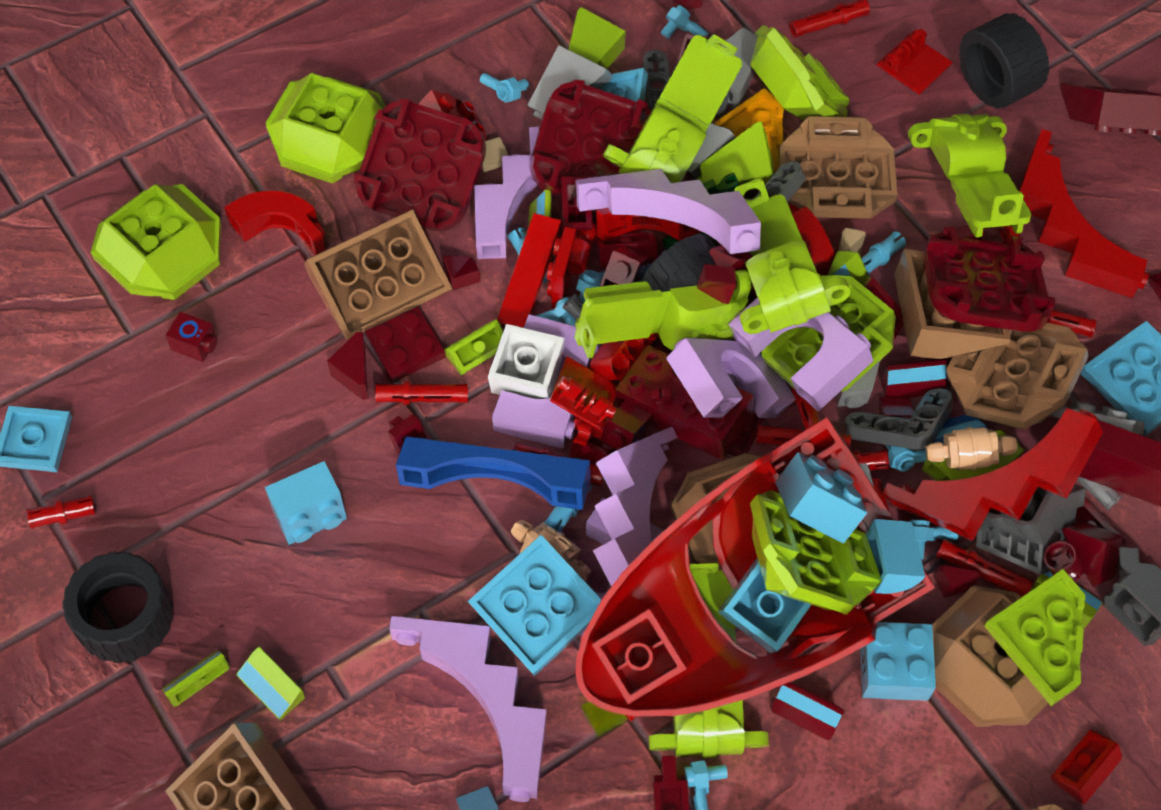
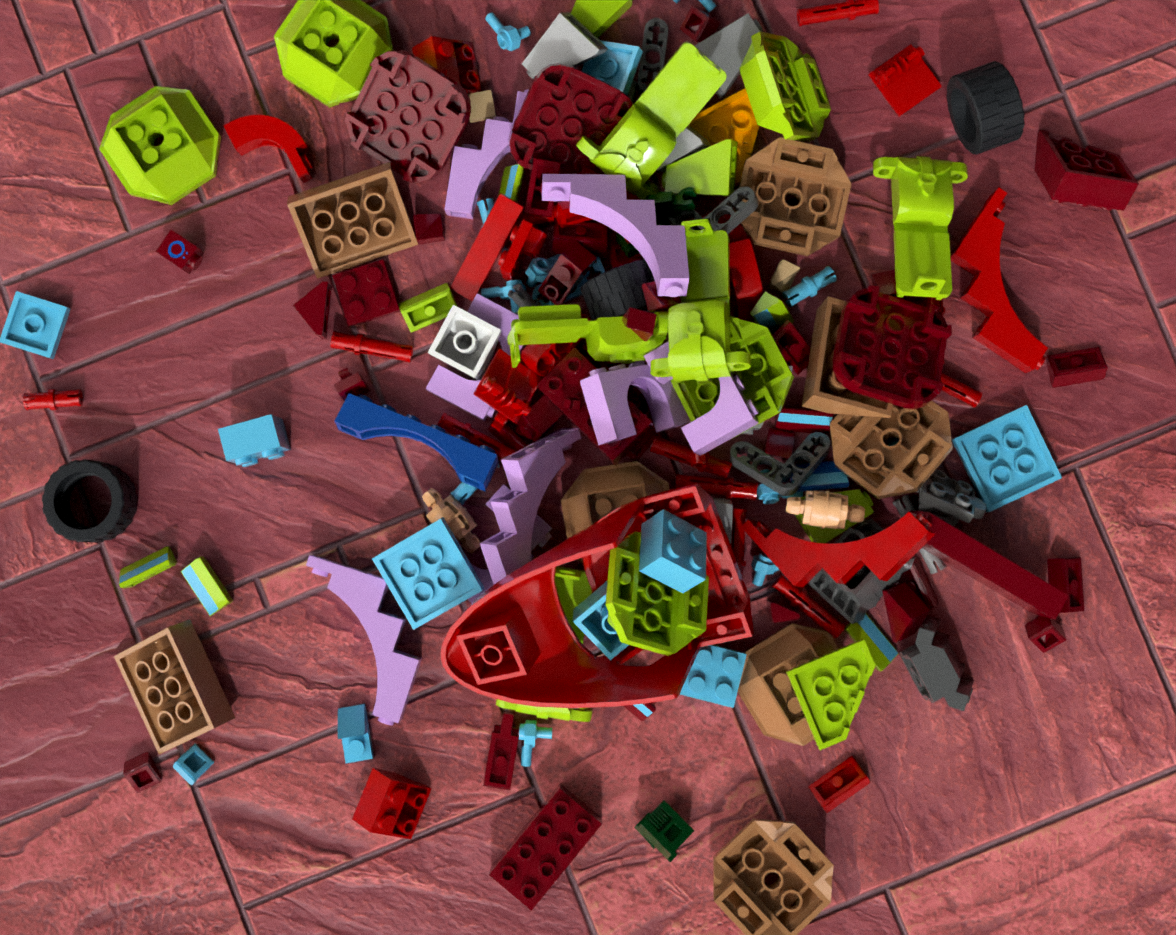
camera: 10 degrees right, 25 degrees up
(895, 555) = (726, 606): medium azure brick -> none
(1060, 555) = (868, 619): dark red wheel -> none

